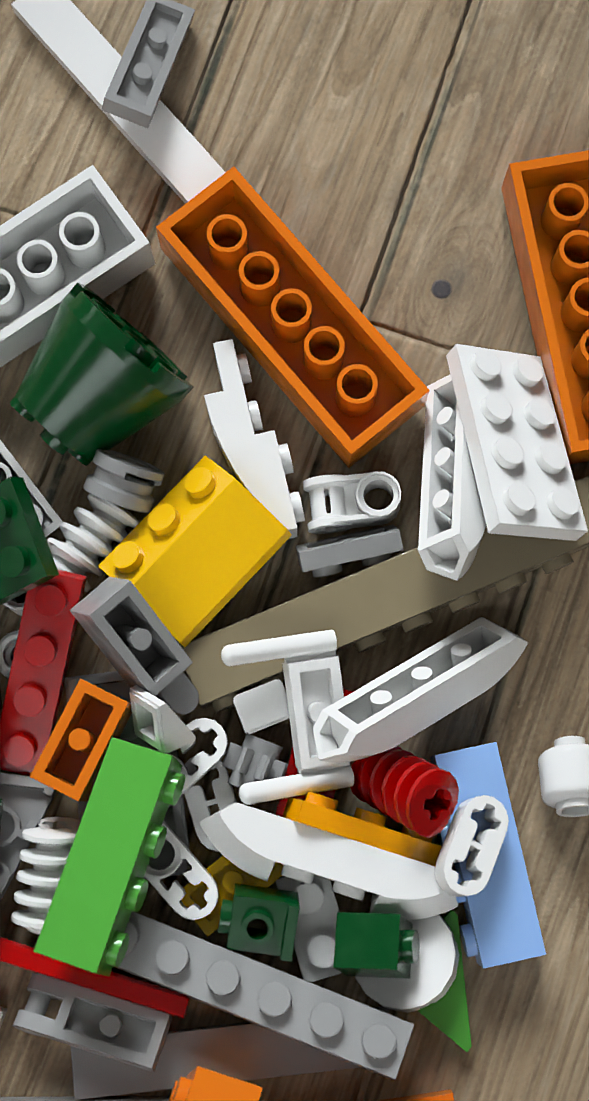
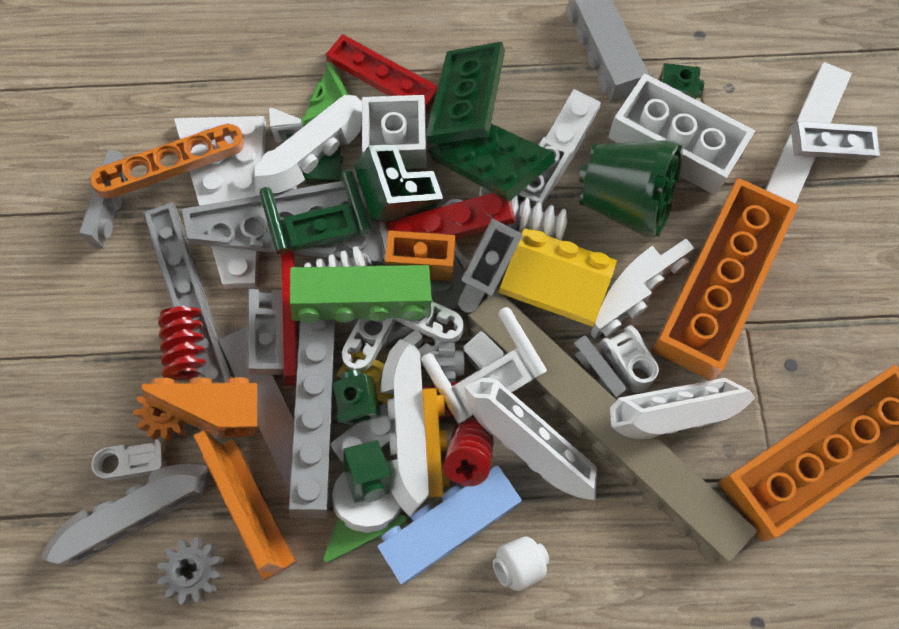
camera: 70 degrees right, 10 degrees down
(123, 480) = (580, 221): light grey wheel -> none
(157, 722) = (447, 289): white slope -> none
(483, 850) = (450, 496): white beam -> none
(515, 444) = (716, 437): white plate -> none

